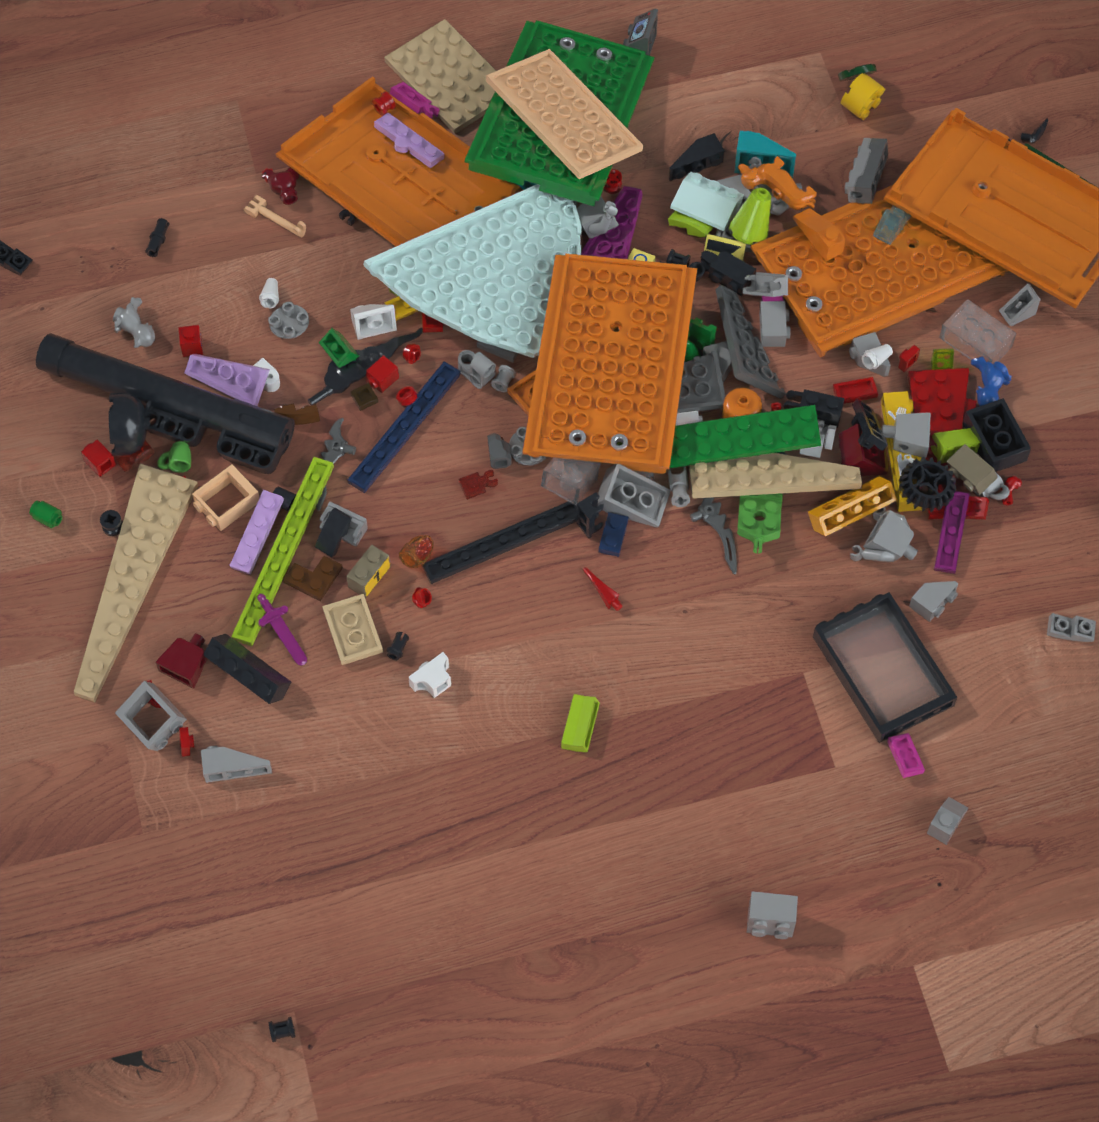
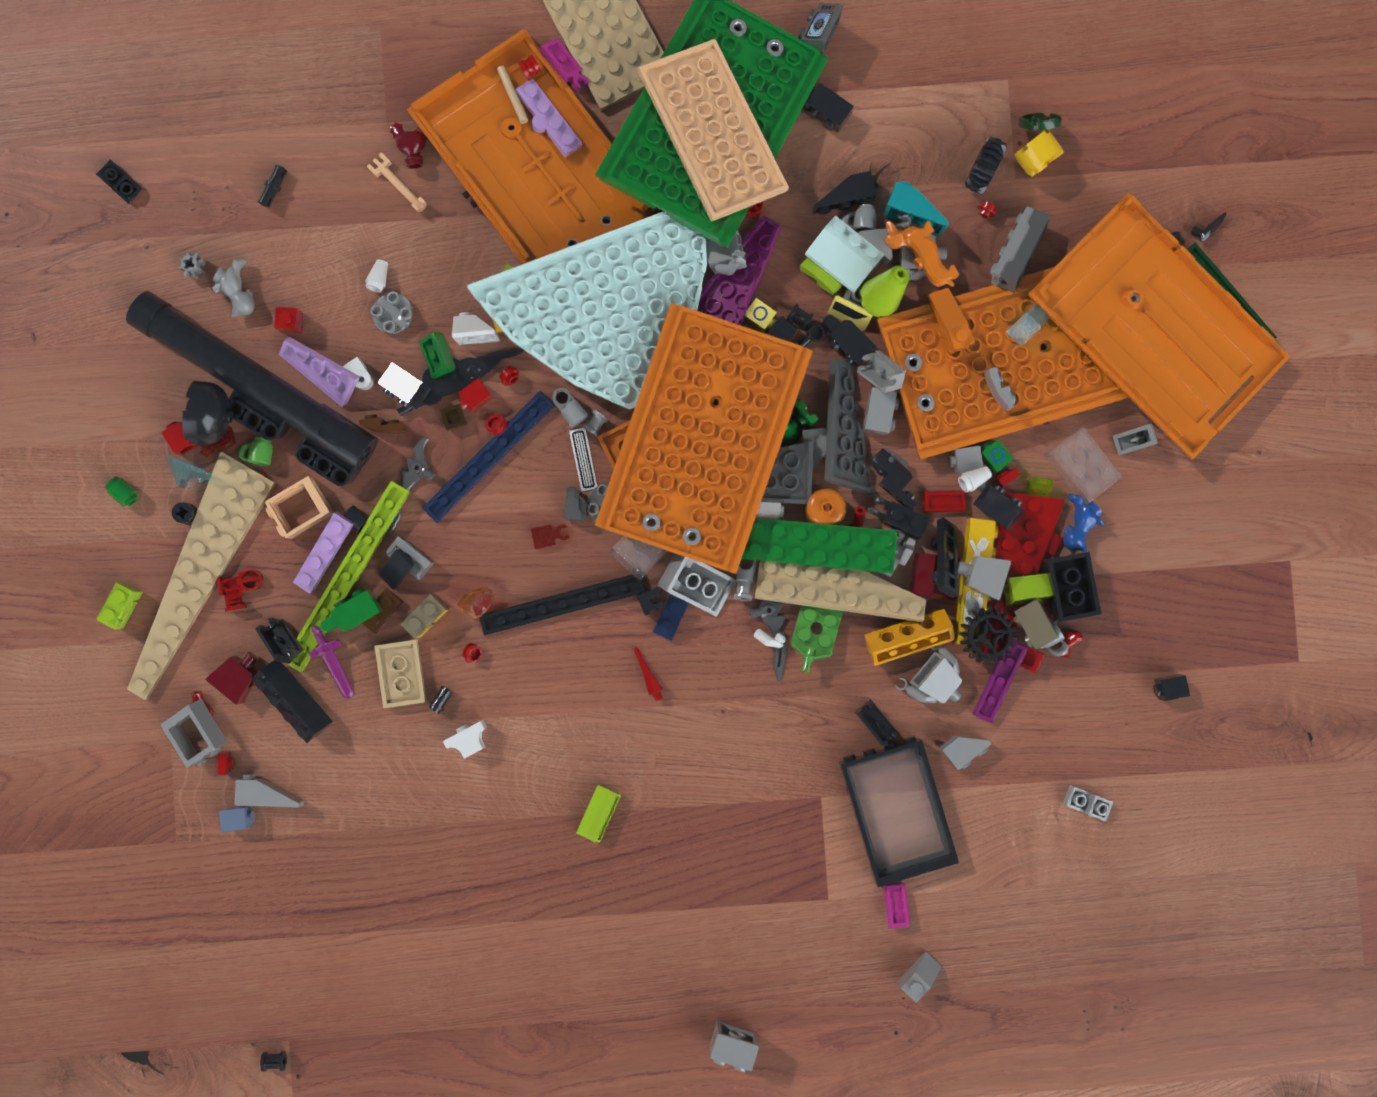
camera: 10 degrees right, 25 degrees up
(57, 614) = (119, 605): none -> lime brick
(90, 312) = (187, 260): none -> light grey gear
(109, 482) = (183, 471): none -> clear light blue slope
(170, 586) = (234, 586): none -> red piece
(206, 792) = (236, 818): none -> sand blue brick
(227, 615) = (279, 640): none -> black hinge
(296, 574) = (352, 612): none -> green hinge
(312, 375) = (405, 386): none -> brick
(372, 127) = (512, 94): none -> tan bar
(497, 414) = (583, 459): none -> sticker
(663, 95) = (828, 108): none -> black brick
(717, 171) = (864, 218): none -> light grey piece
(717, 535) = (767, 640): none -> white arm
(800, 373) = (895, 476): none -> black plate
(817, 112) = (985, 165): none -> black gear
(829, 149) = (987, 209): none -> red plate
(839, 592) = (876, 723): none -> black hinge
(880, 280) = (1003, 396): none -> light grey slope
(895, 338) = (995, 455): none -> green brick
(906, 377) = (999, 507): none -> black brick

